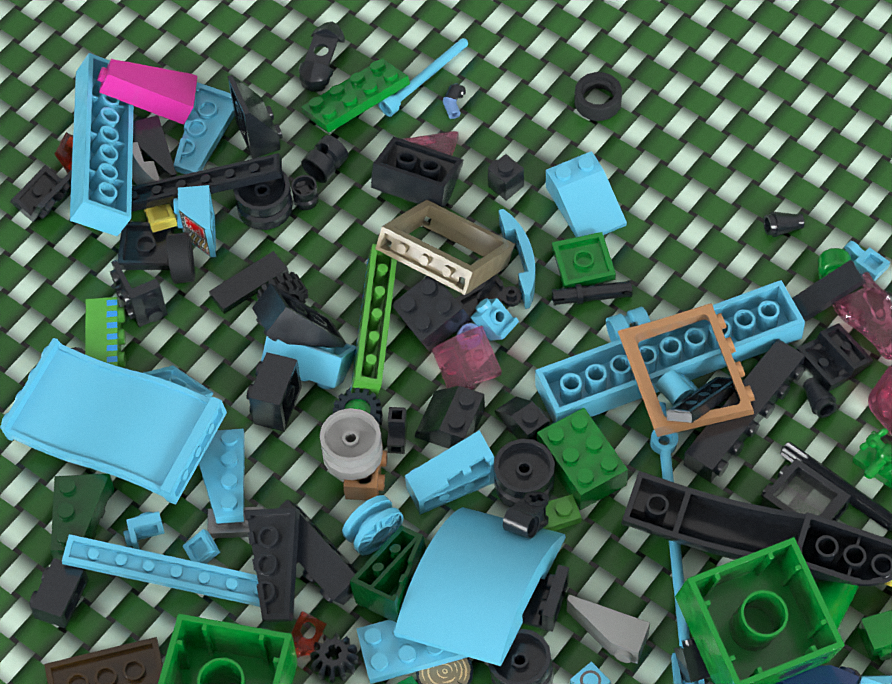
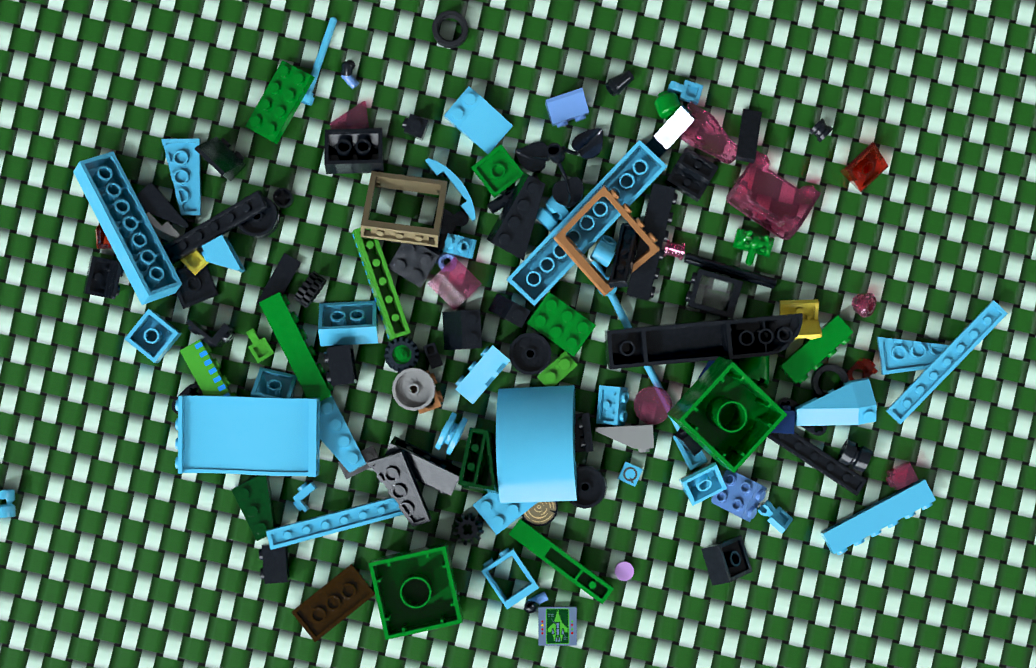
camera: 25 degrees left, 30 degrees up
(64, 274) = (153, 336): none -> medium azure brick
(150, 88) = (140, 166): dark pink slope -> none
(181, 258) = (226, 290): black tyre -> none
(185, 340) = (260, 348): none -> bright green plate
(201, 547) = (347, 491): medium azure tile -> none
(229, 350) = (295, 347): none -> green brick
(294, 321) = (332, 311): black slope -> none
(303, 645) = (441, 529): clear red bracket -> none
(315, 70) = (240, 92): black piece -> none
(325, 158) = (284, 172): black wheel -> none
(527, 515) = (548, 388): black piece -> none
(580, 314) = (518, 217): none -> black wedge
(607, 581) = (612, 405): none -> medium azure bracket
(657, 603) = (652, 405): none -> clear pink tile
(666, 253) = (534, 158): none -> black plant
(704, 218) = (567, 107): none -> medium blue slope
(772, 431) = (674, 250): none -> clear pink bush
(819, 398) = (694, 211): black cone -> none

